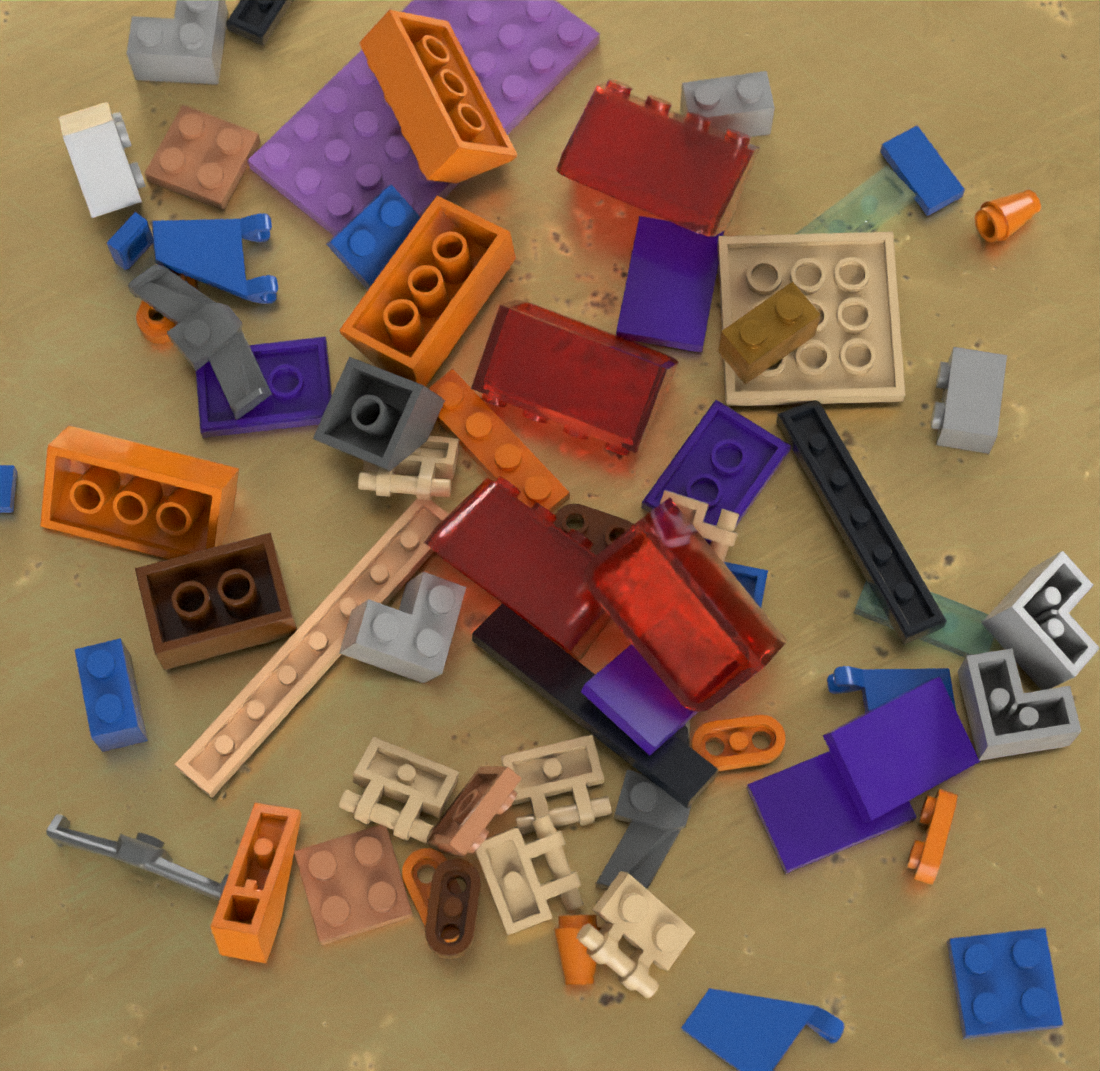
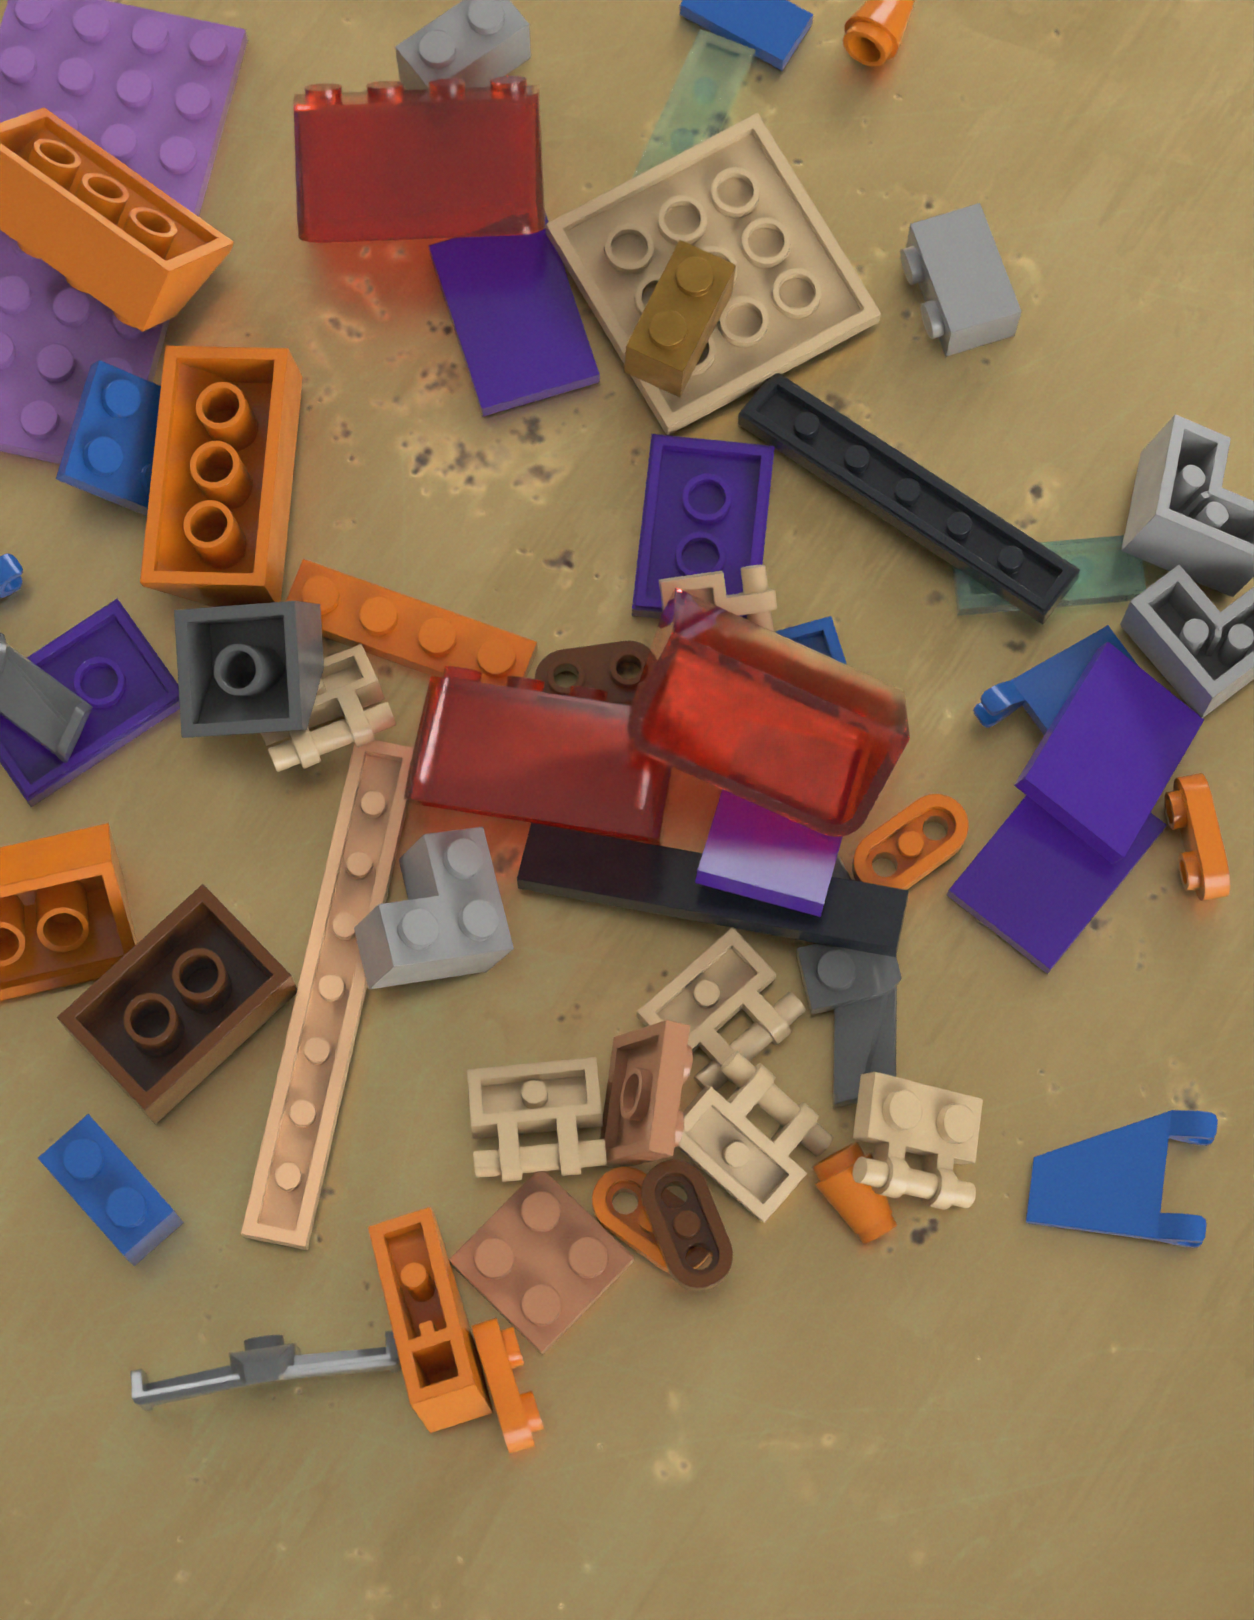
camera: 30 degrees left, 5 degrees up
(280, 970) = (515, 1411): none -> orange plate
(573, 375) = (464, 491): clear red windscreen -> none

